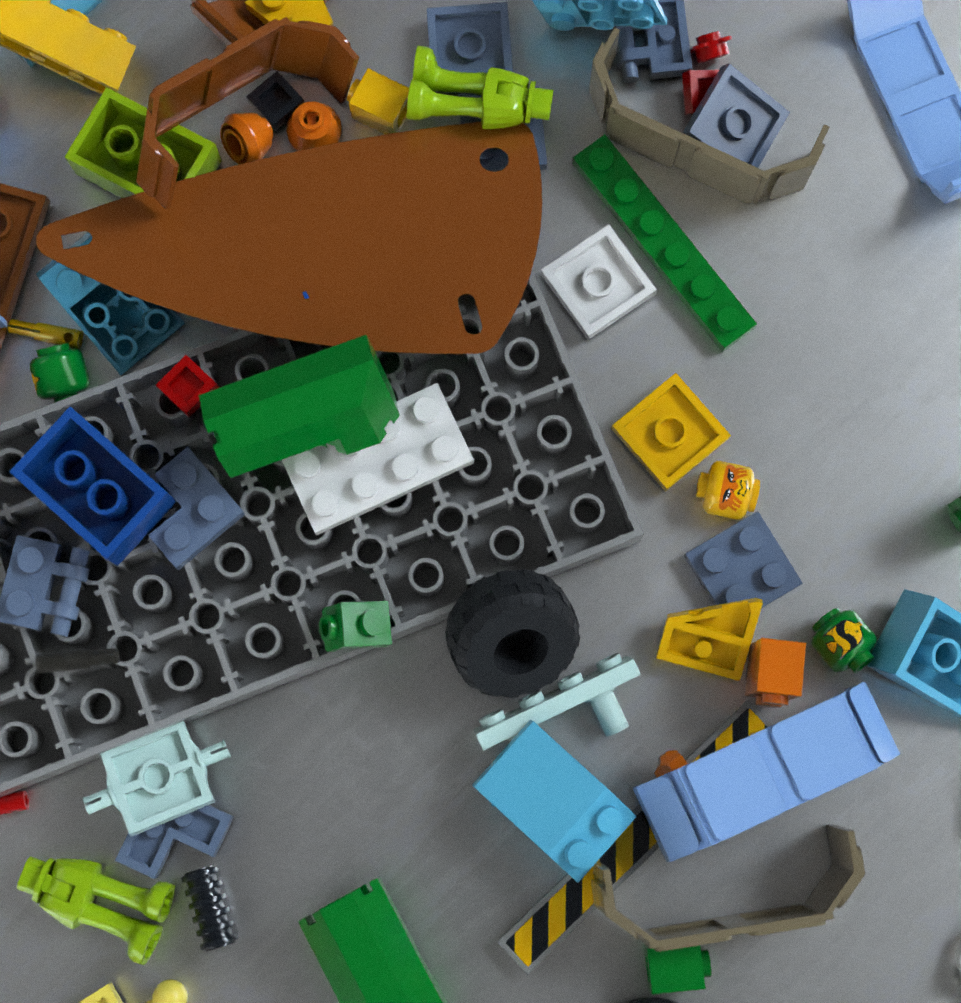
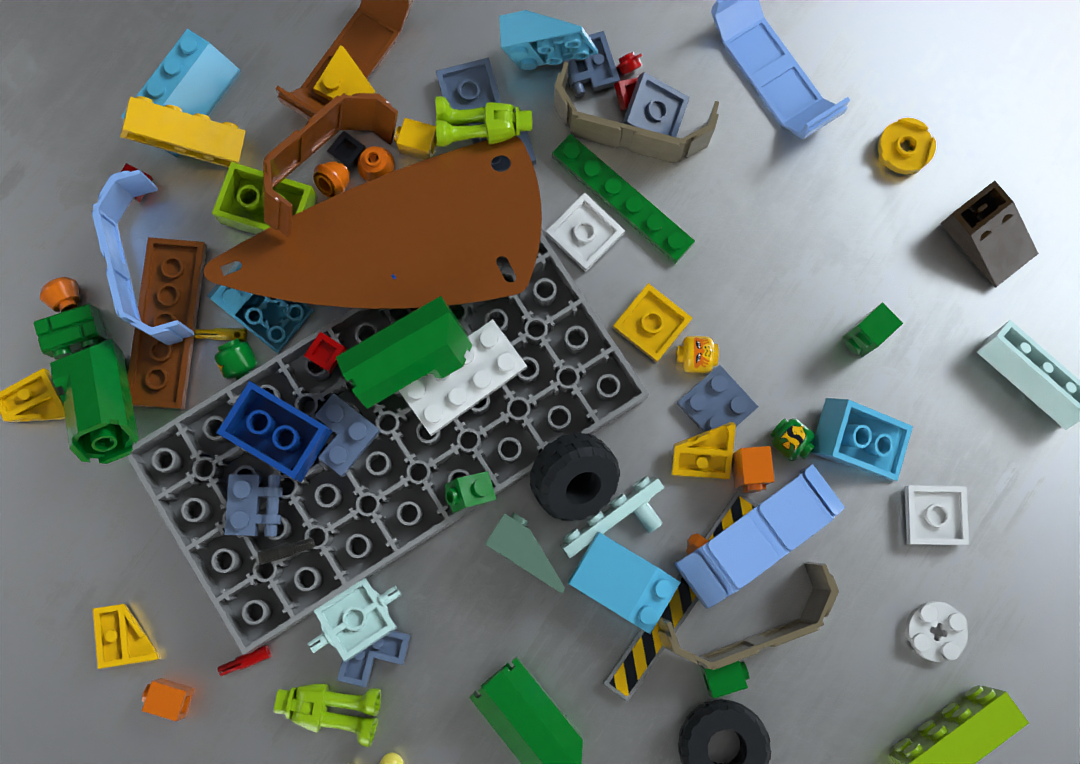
camera: 15 degrees left, 0 degrees up
(209, 908) = (406, 699): black piece -> none
(414, 719) = (519, 545): none -> sand green slope

